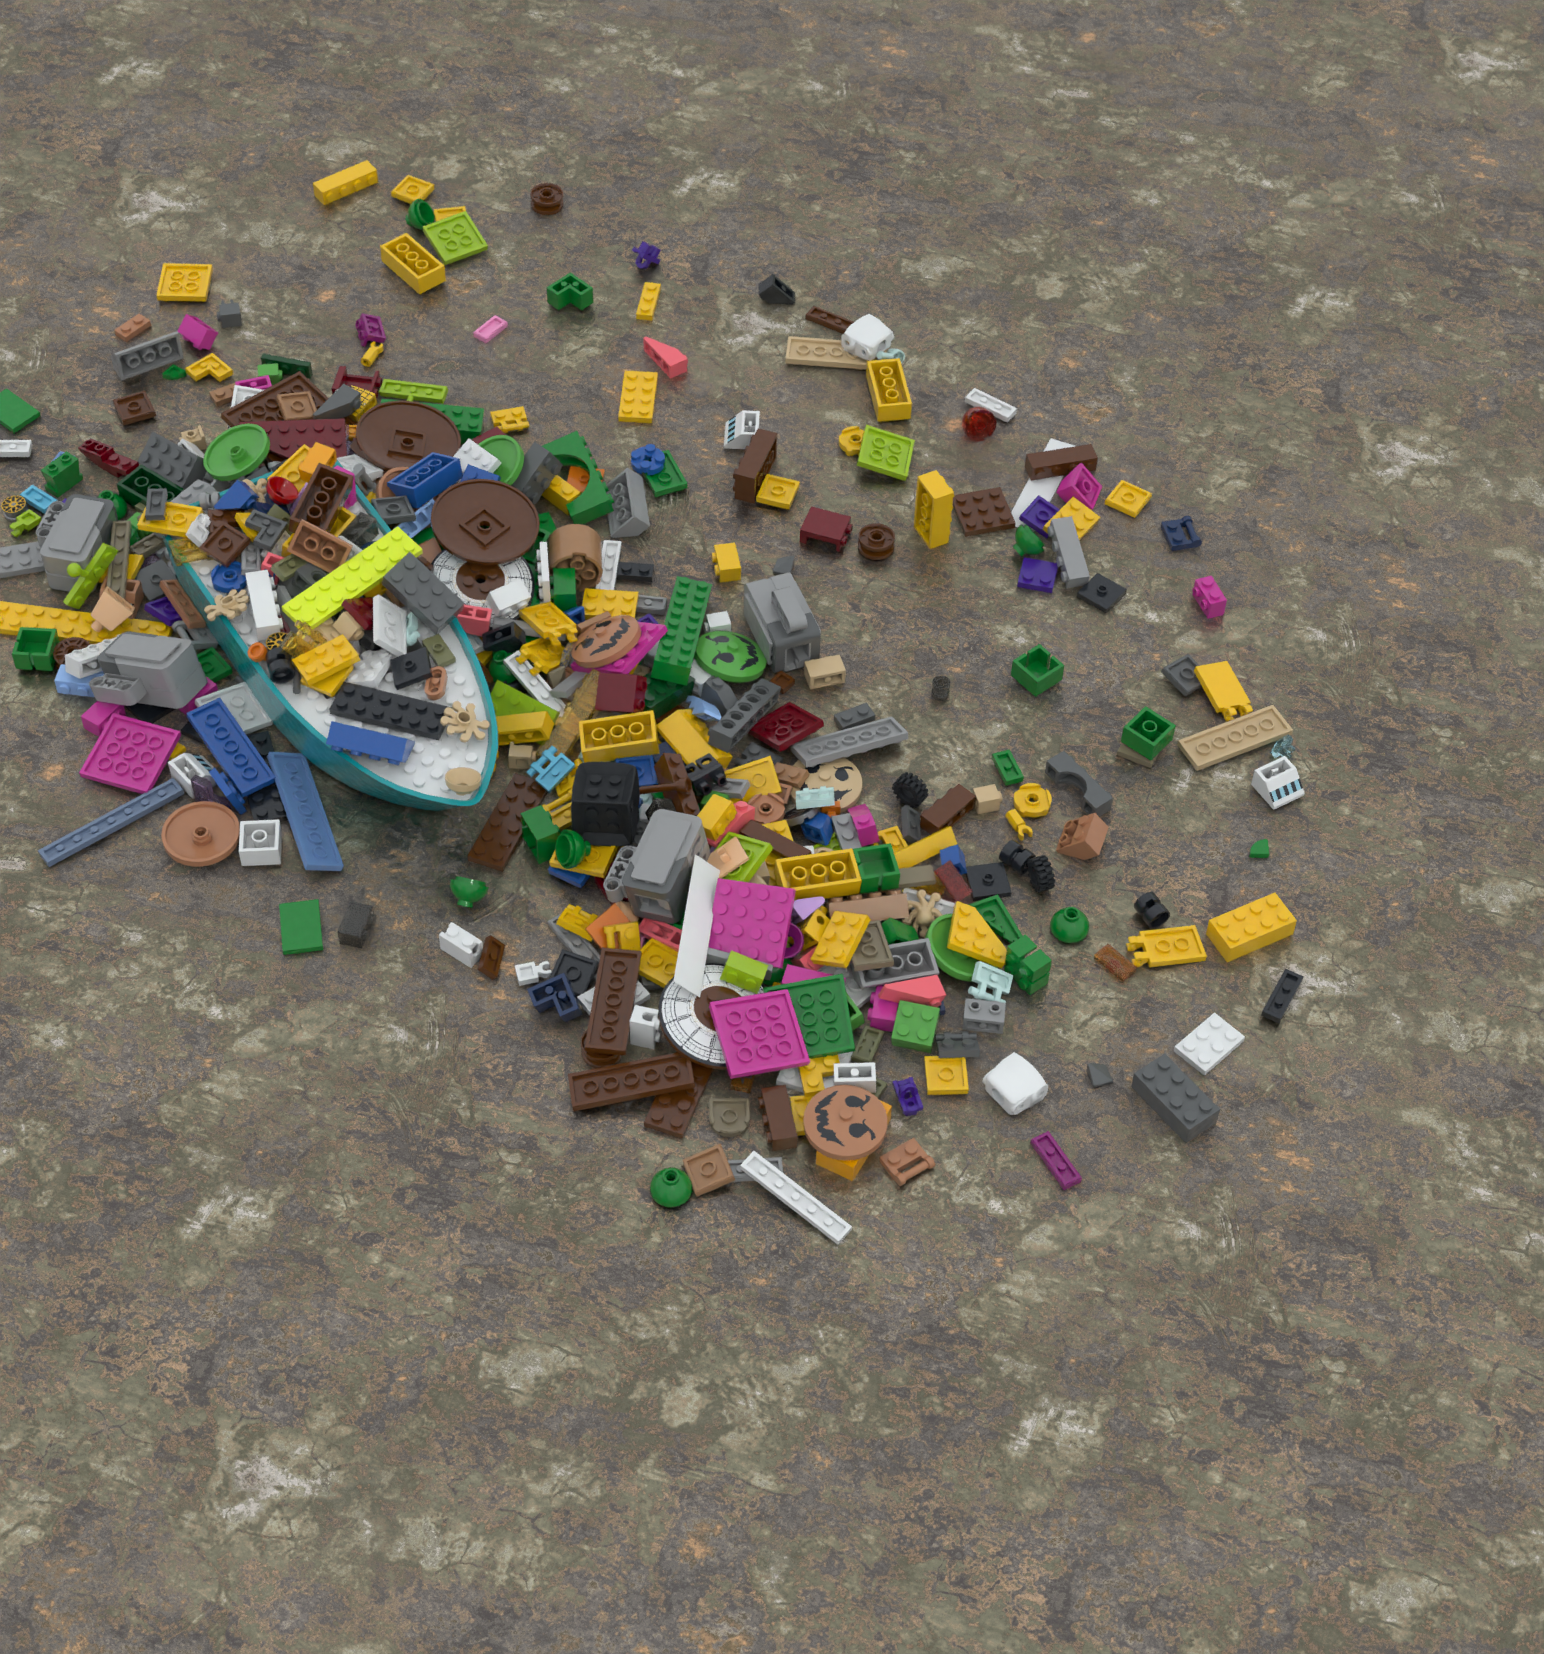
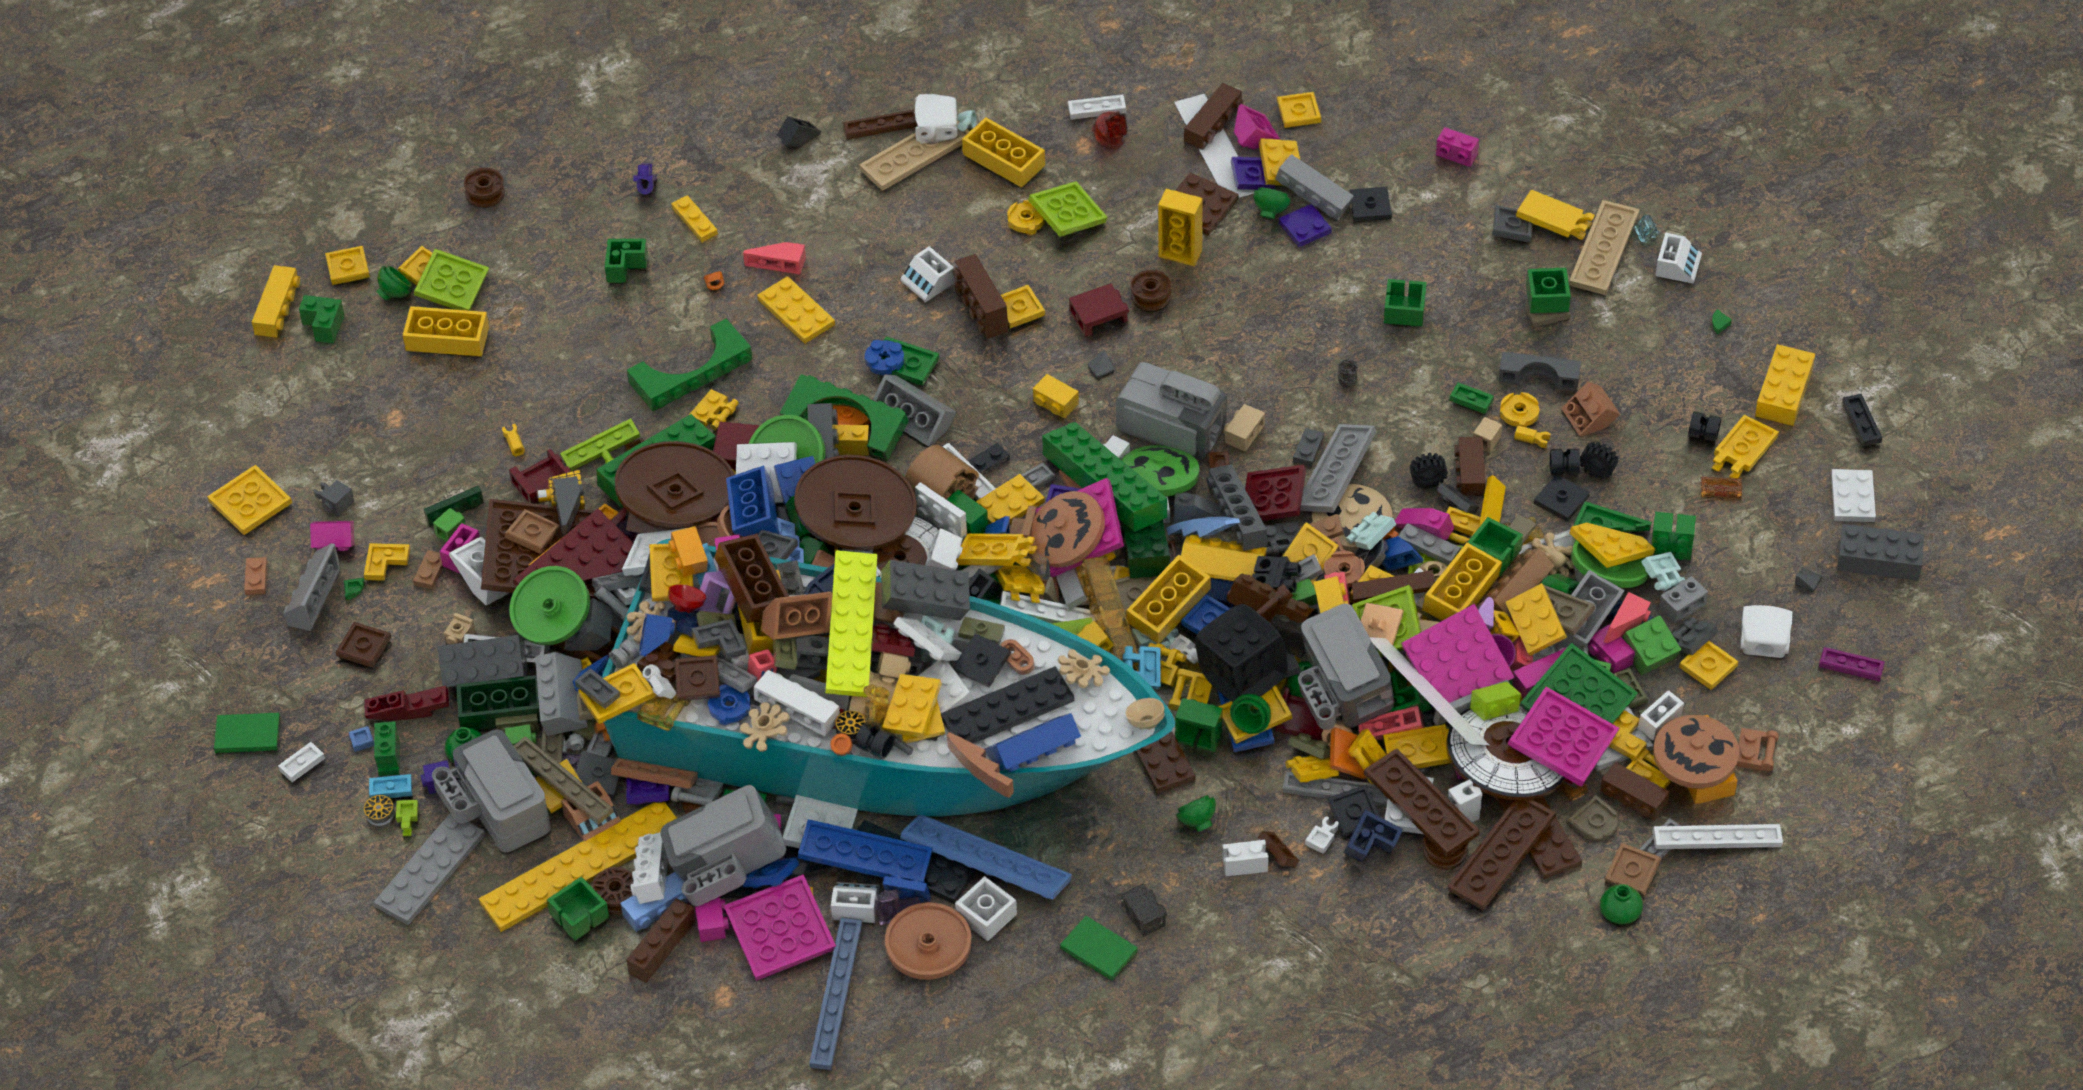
camera: 40 degrees left, 0 degrees up
(55, 706) = (661, 940): none -> reddish brown brick
(89, 576) = (549, 810): lime plate -> none
(110, 611) = (611, 824): light nougat torso -> none
(163, 715) = (772, 873): none -> blue plate
(318, 727) = (975, 761): none -> nougat slope
(358, 210) = (323, 315): none -> green brick
(370, 328) = (483, 420): magenta bracket -> none
(490, 329) = (588, 342): bright pink tile -> none
(560, 392) = (662, 388): none -> green arch
(596, 904) = (1305, 743): none -> olive plate
(610, 341) = (712, 277): none -> orange tile
(620, 693) = (1136, 561): dark red panel -> none
(904, 1090) = (1696, 700): dark purple hips -> none
(953, 881) = (1547, 514): clear red brick -> none
(957, 857) = (1523, 501): blue brick -> none
(1069, 925) = (1659, 484): green piece -> none
(1175, 536) = (1369, 115): dark blue plate -> none

